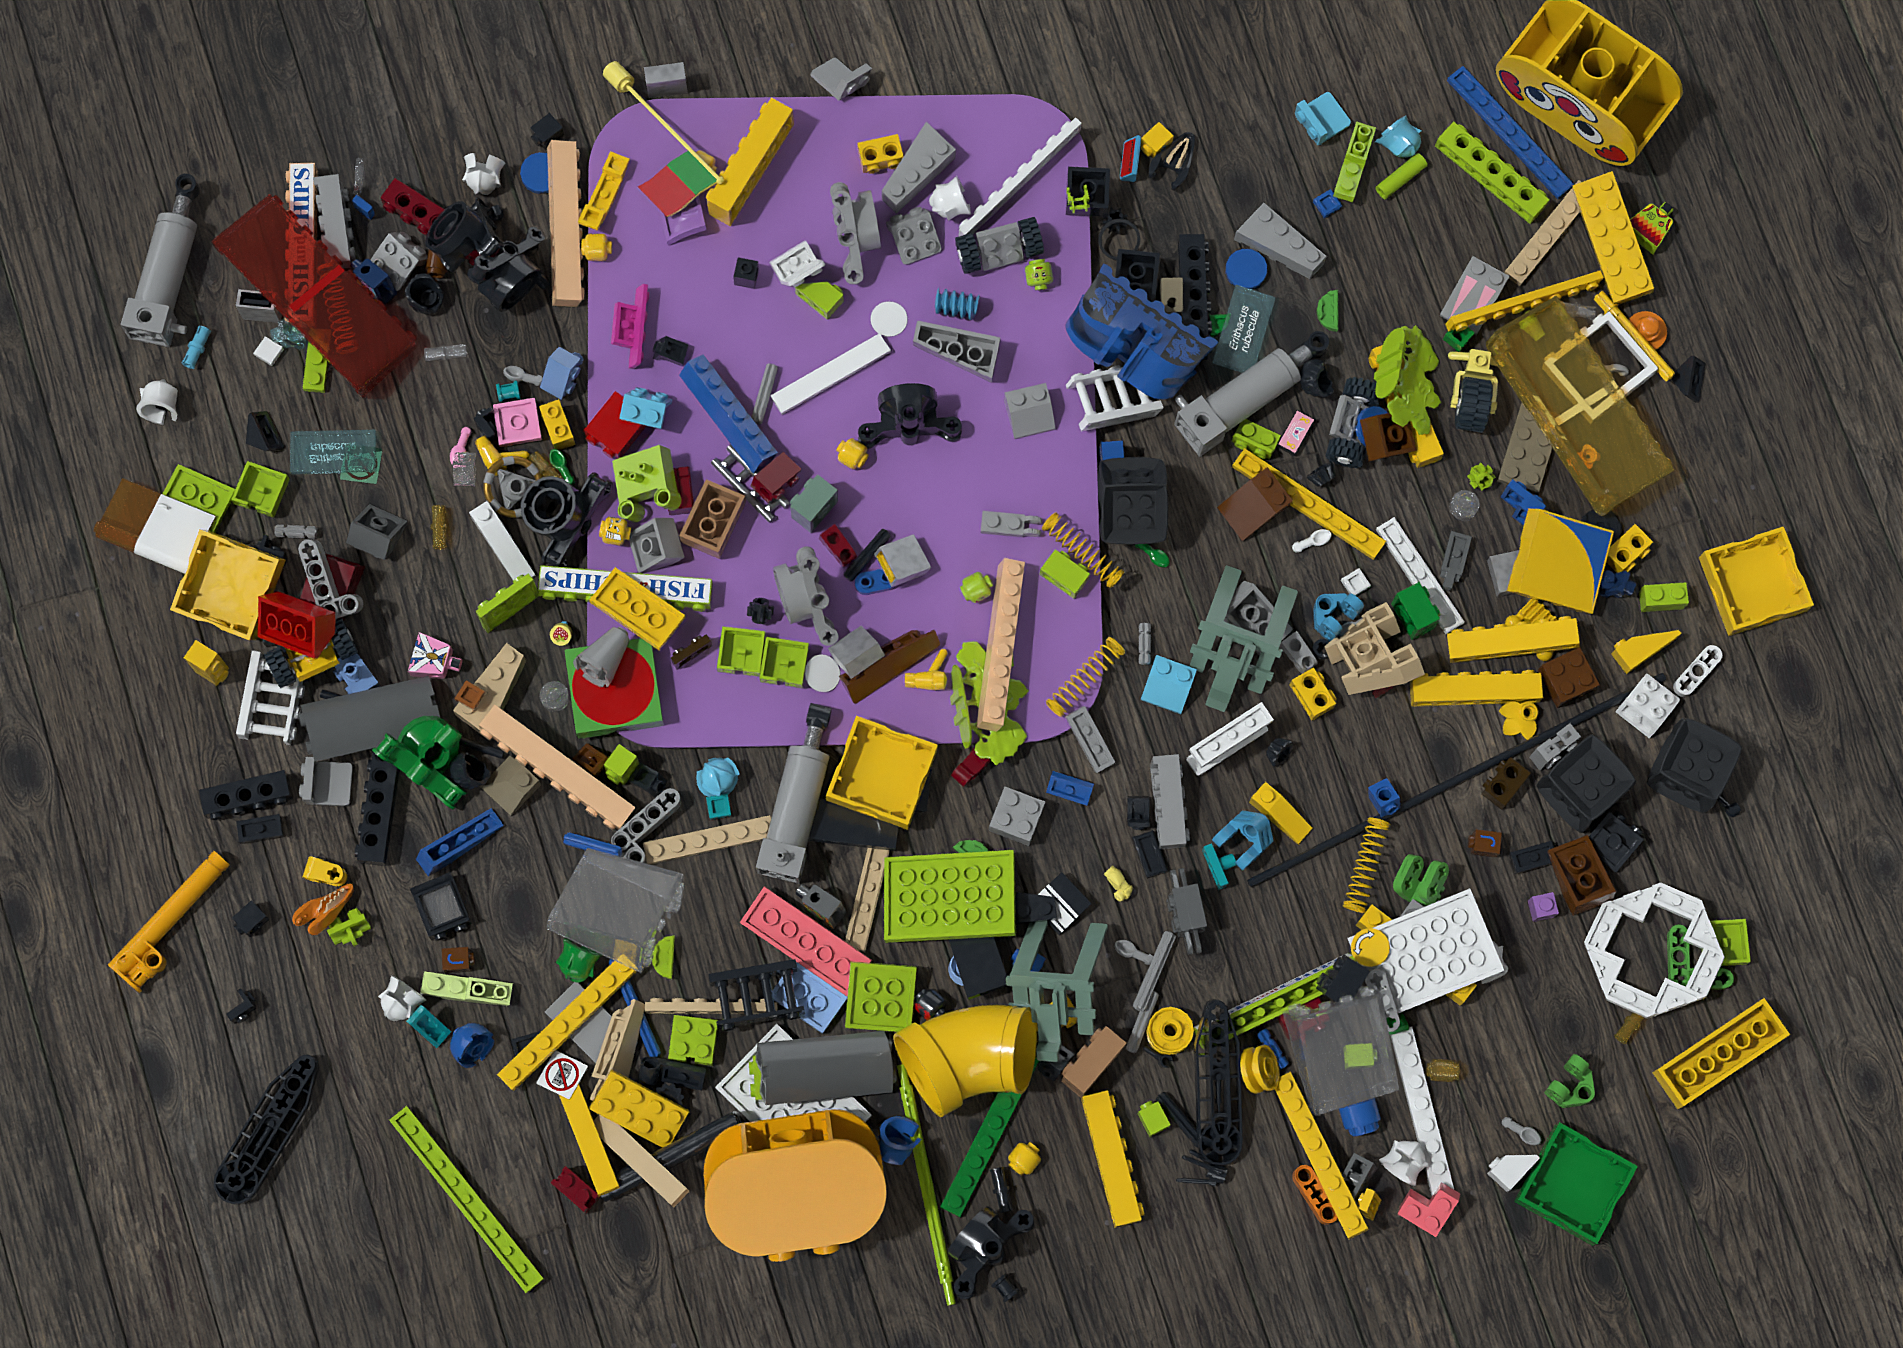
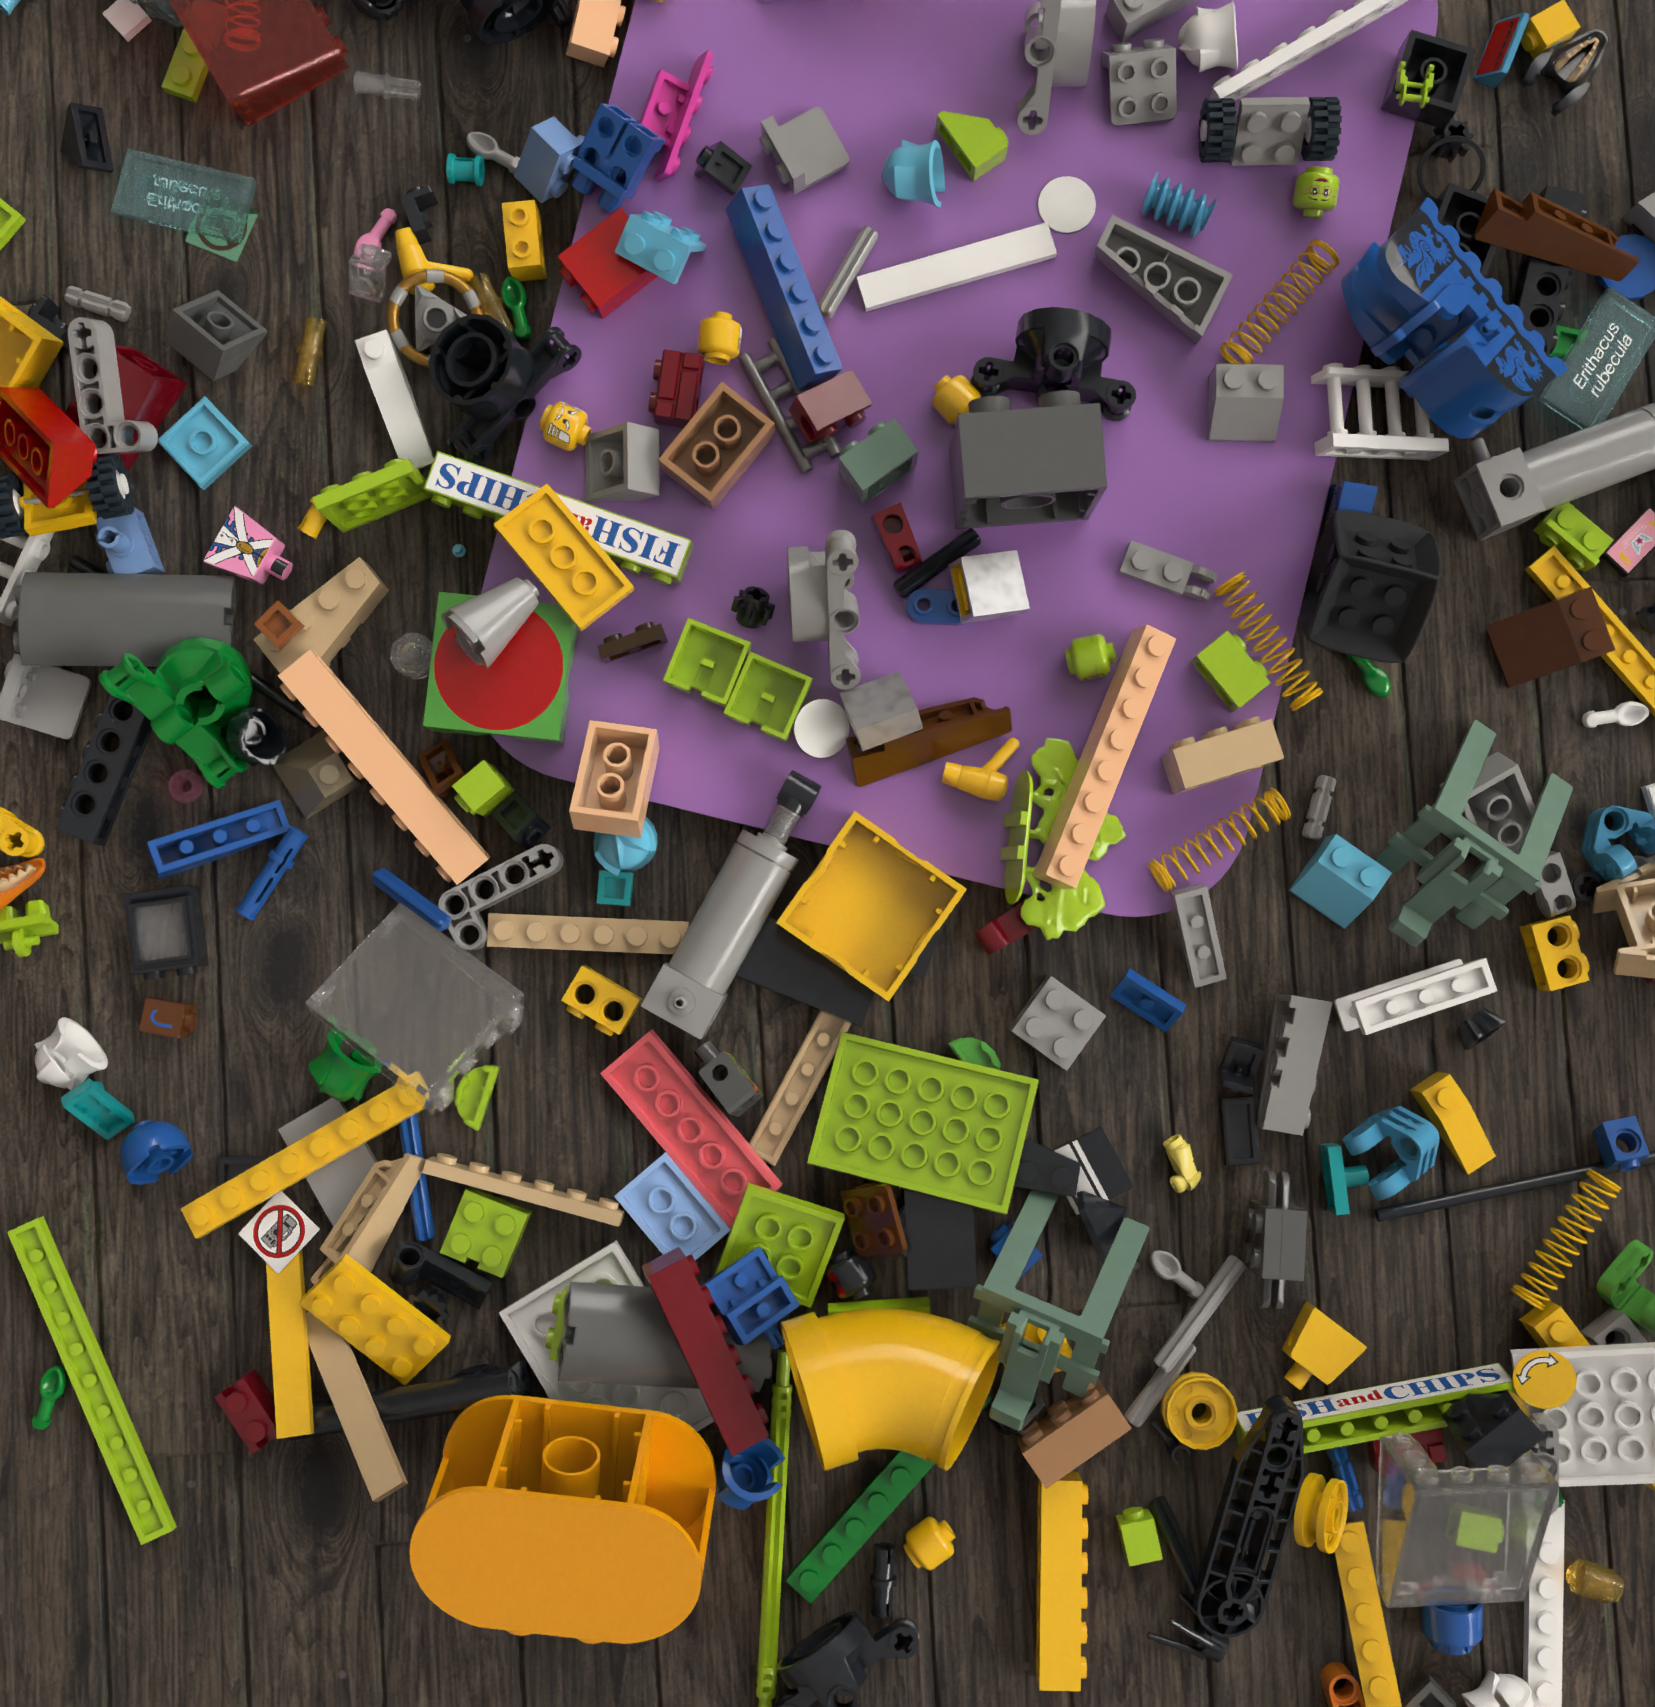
camera: 20 degrees right, 10 degrees up
(260, 489) = (58, 224): lime piece -> none
(386, 600) = (204, 443): none -> medium azure tile
(429, 808) = (176, 783): none -> clear pink plate
(441, 1212) = (51, 1388): none -> green piece
(466, 989) = (169, 1064): yellowish green slope -> none
(469, 626) = (312, 521): none -> yellow pin
(499, 852) = (279, 861): none -> blue pin
(517, 422) = (467, 221): bright pink plate -> none
(561, 634) = (449, 563): tile -> none
(603, 361) = (614, 156): none -> blue hips
(643, 477) = (629, 353): lime piece -> none
(696, 454) = (719, 338): none -> yellow head
(703, 734) = (614, 779): none -> light nougat brick
(718, 327) = (803, 149): none -> light grey bracket
(730, 872) = (605, 993): none -> yellow brick
(743, 977) = (580, 1164): black fence -> none
(746, 273) = (868, 74): black brick -> none
(790, 324) = (915, 172): none -> medium azure helmet
(796, 265) = (947, 80): white bracket -> none
(852, 1064) = (705, 1350): none -> dark red brick
(871, 1029) = (751, 1298): none -> blue plate
(904, 480) = (1027, 461): none -> dark grey brick
(935, 963) = (873, 1219): none -> reddish brown bracket
(1048, 312) = (1242, 352): none -> yellow piece
(1071, 625) = (1221, 754): none -> tan brick
(1075, 927) = (1101, 1220): none -> black slope
(1171, 292) = (1514, 271): dark tan torso -> none
(1189, 264) = (1553, 234): none -> reddish brown wedge
(1233, 972) = (1319, 1348): none -> yellow torso

